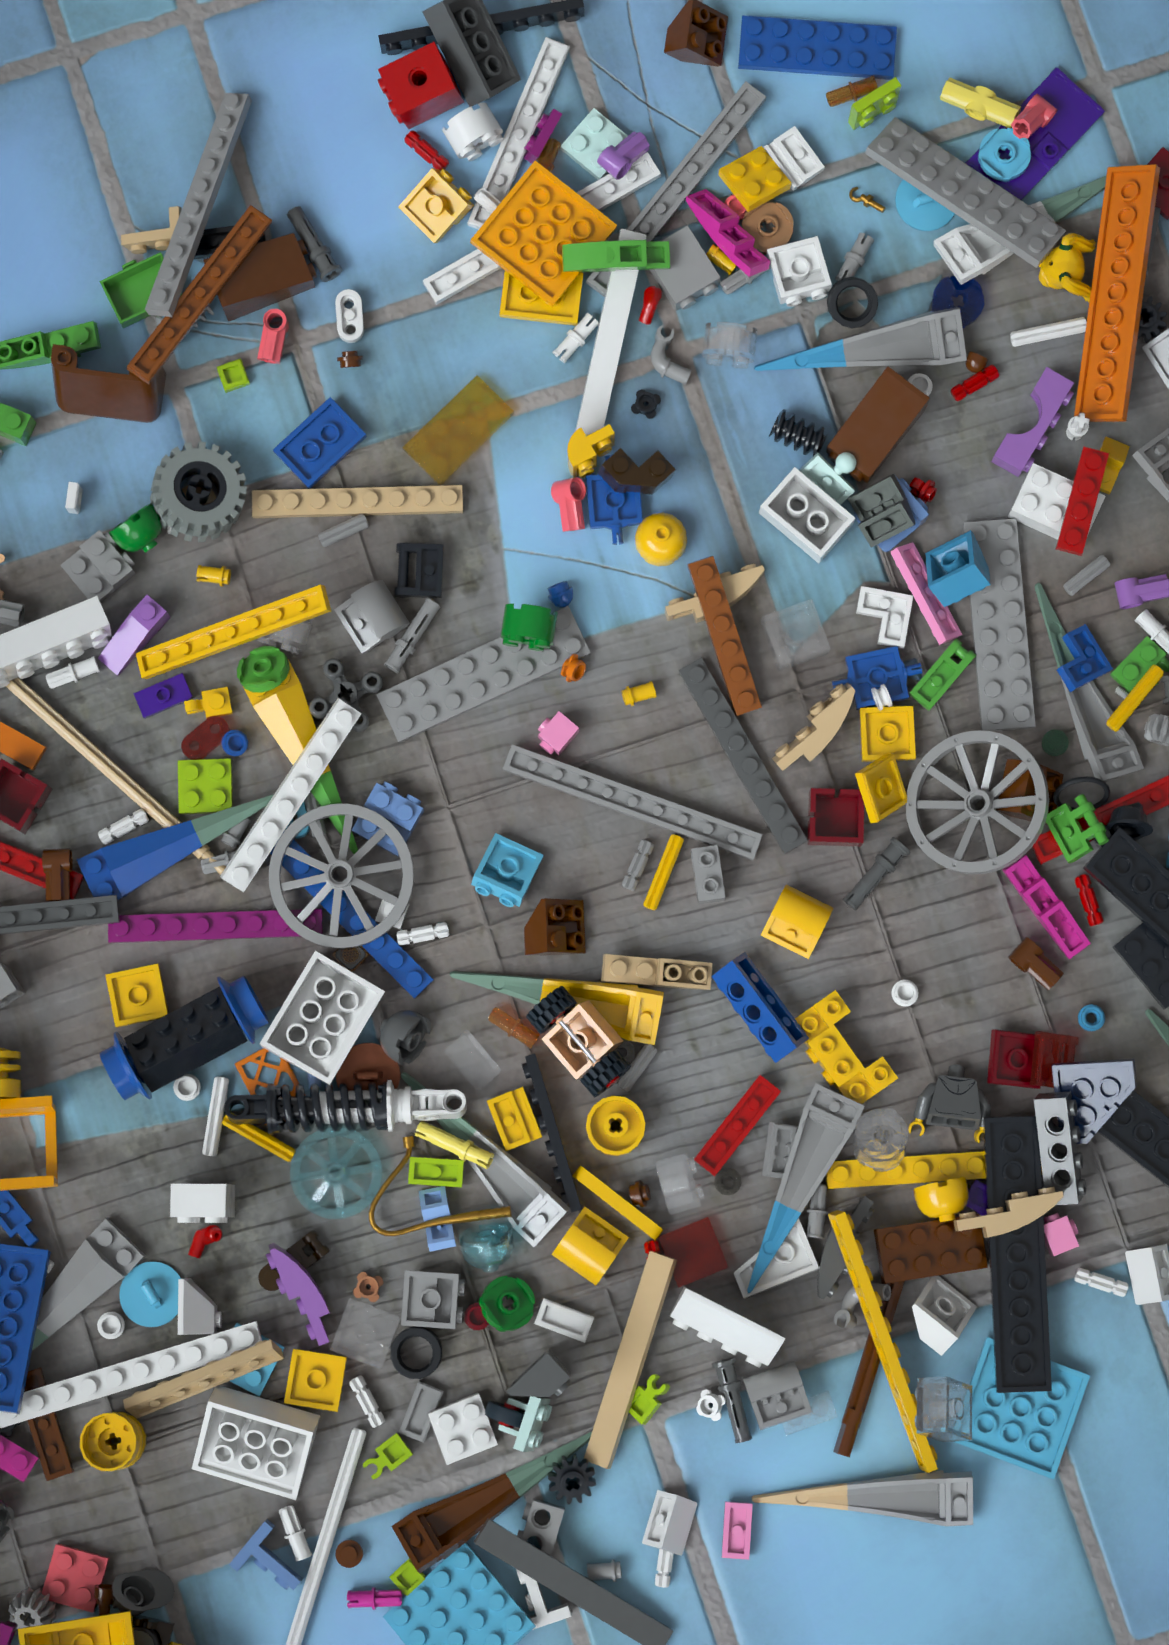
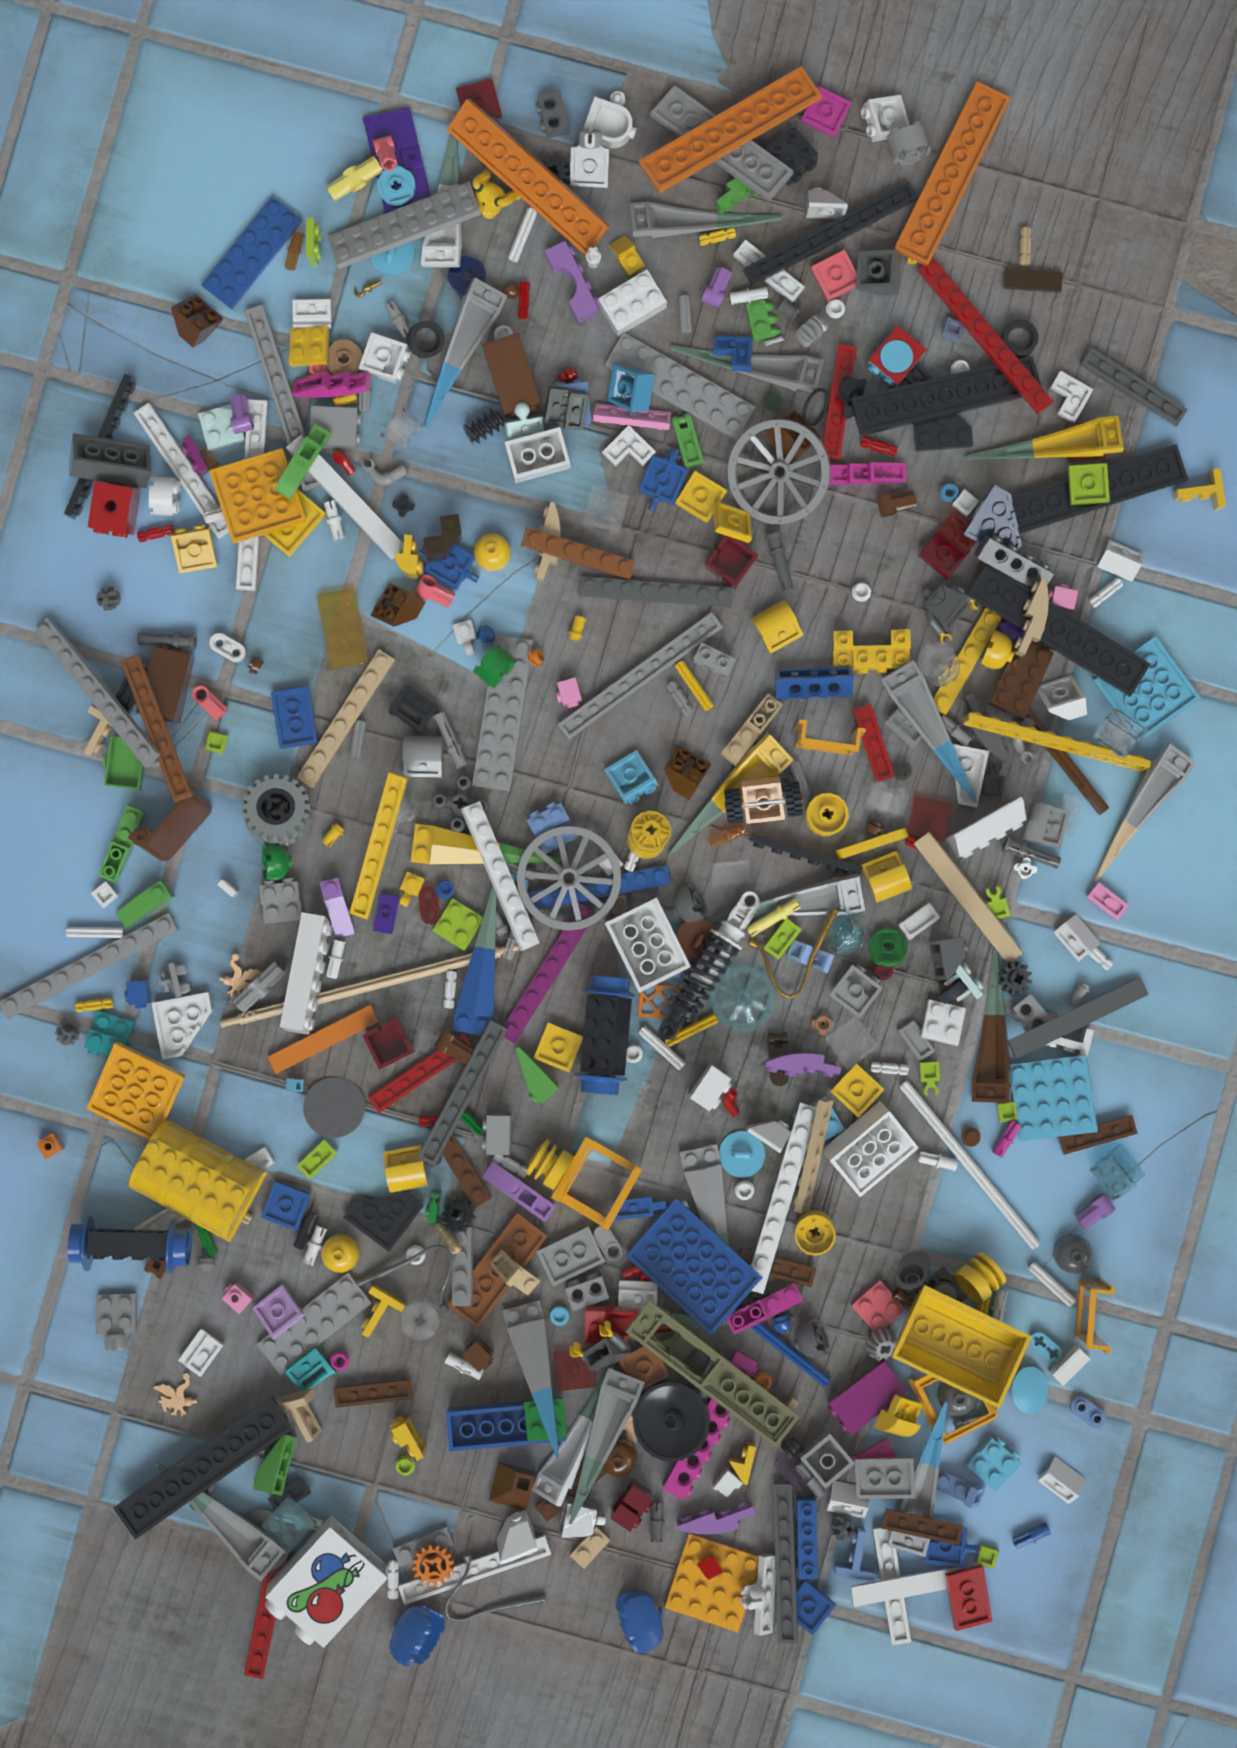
camera: 60 degrees left, 5 degrees up
(83, 994) = (537, 1080): none -> bright green slope
(263, 669) = (411, 842): bright green tile -> none
(266, 1559) = (942, 1187): medium blue bracket -> none
(316, 147) = (108, 598): none -> dark grey gear
(396, 1351) = (894, 1025): black tyre -> none
(437, 933) = (640, 840): none -> yellow wheel
(514, 1119) = (781, 871): yellow plate -> none
(524, 473) = (397, 606): none -> reddish brown slope
(545, 570) = (465, 634): none -> white plate
(677, 1037) = (827, 746): none -> light orange piece
(786, 1298) = (993, 782): none -> black plate
(826, 721) = (669, 527): tan slope -> none
(881, 697) = (678, 485): white bush -> none
(1069, 833) = (832, 429): bright green plate -> none
(1082, 501) = (641, 285): red plate -> none
(1092, 1045) = (965, 503): none -> white plate
(1134, 698) = (778, 336): yellow axle -> none

